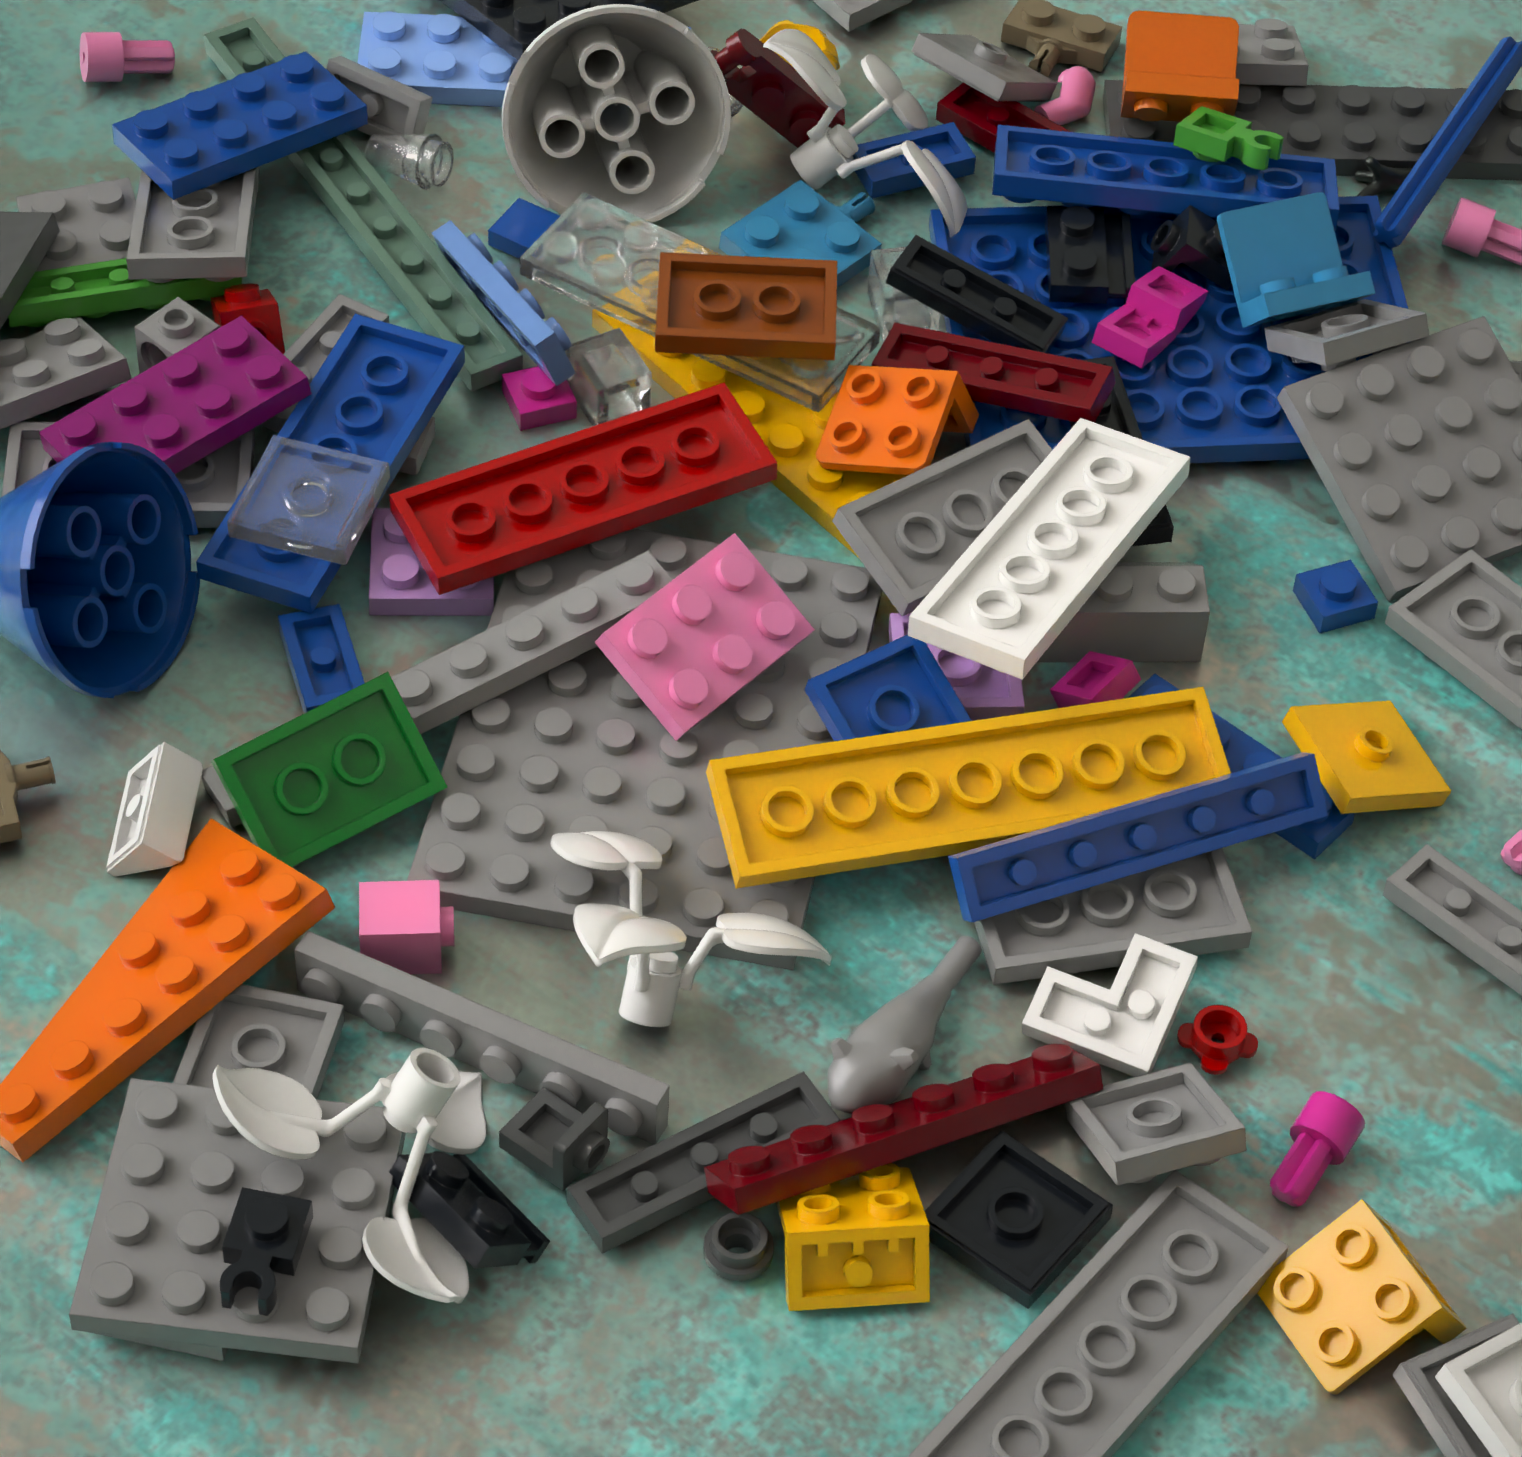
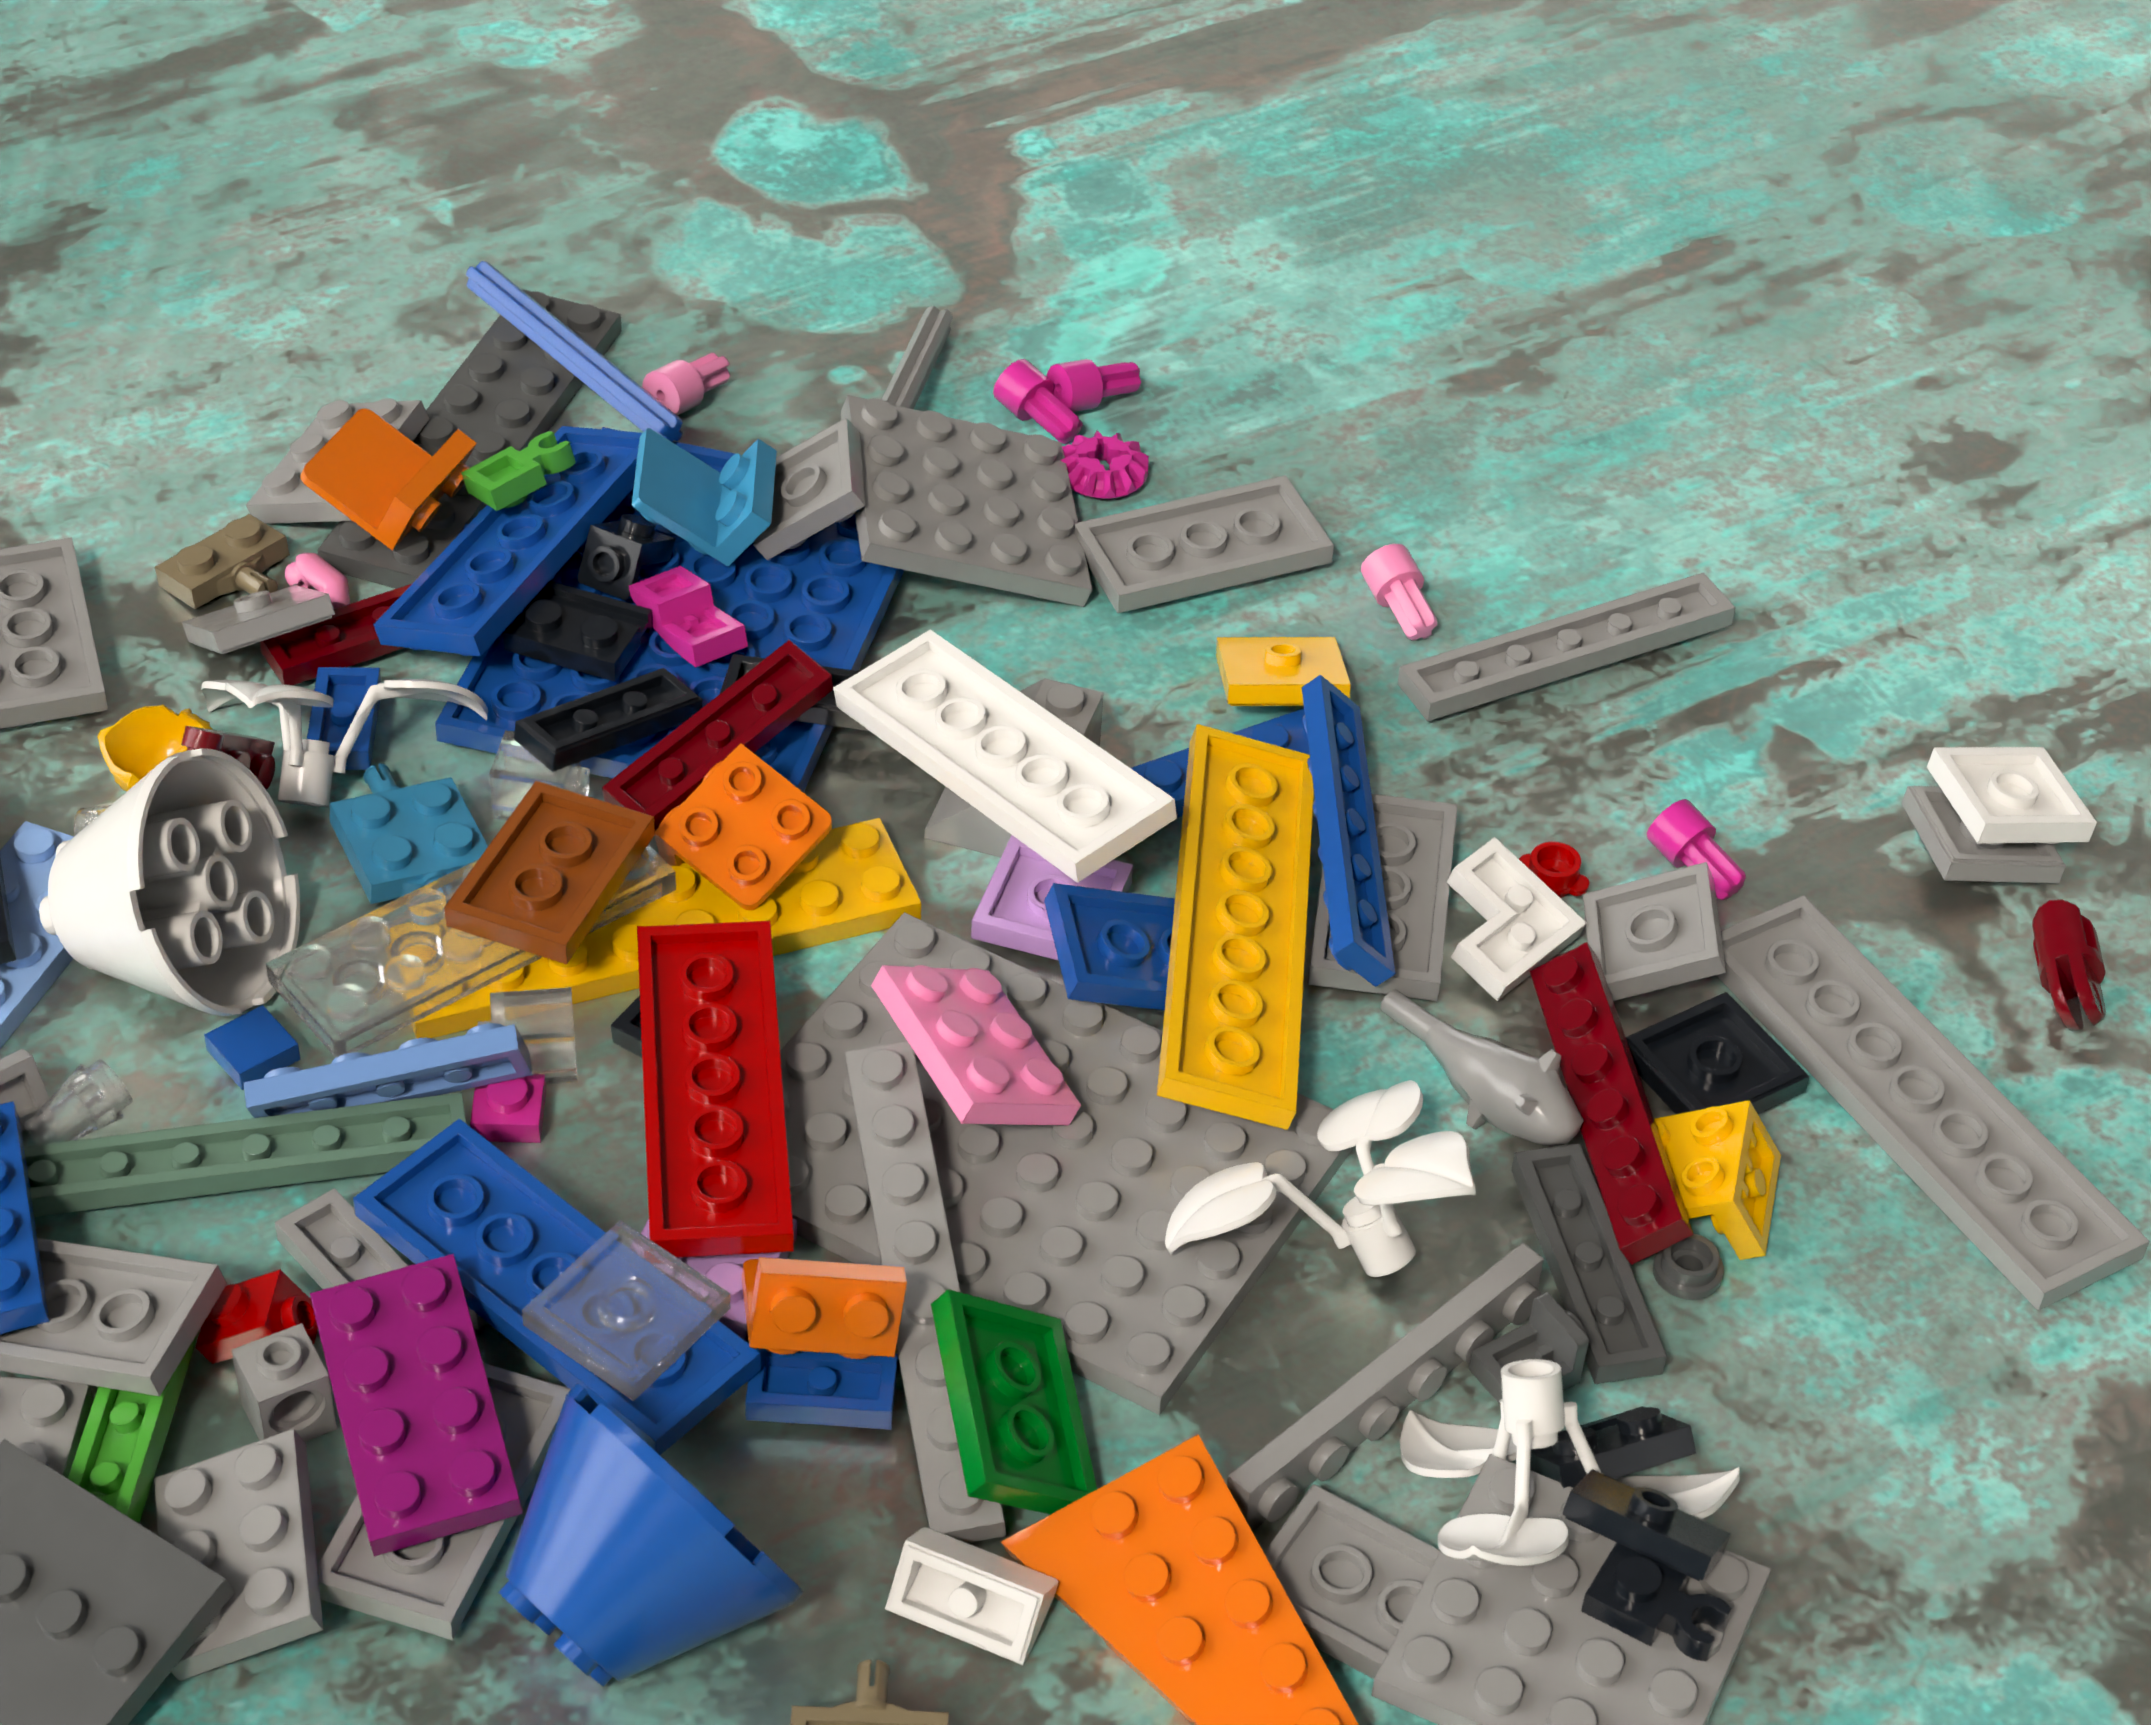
camera: 70 degrees left, 5 degrees down
(336, 1218) = (1647, 1524): none -> black plate
(375, 618) = (823, 1306): none -> orange bracket
(405, 924) = (1225, 1407): bright pink brick -> none
(928, 519) = (892, 825): light grey plate -> none
(1335, 596) = (1071, 632): blue plate -> none
(1355, 1298) = (1865, 873): yellow bracket -> none
(1381, 178) = (573, 410): pearl dark grey bar -> none

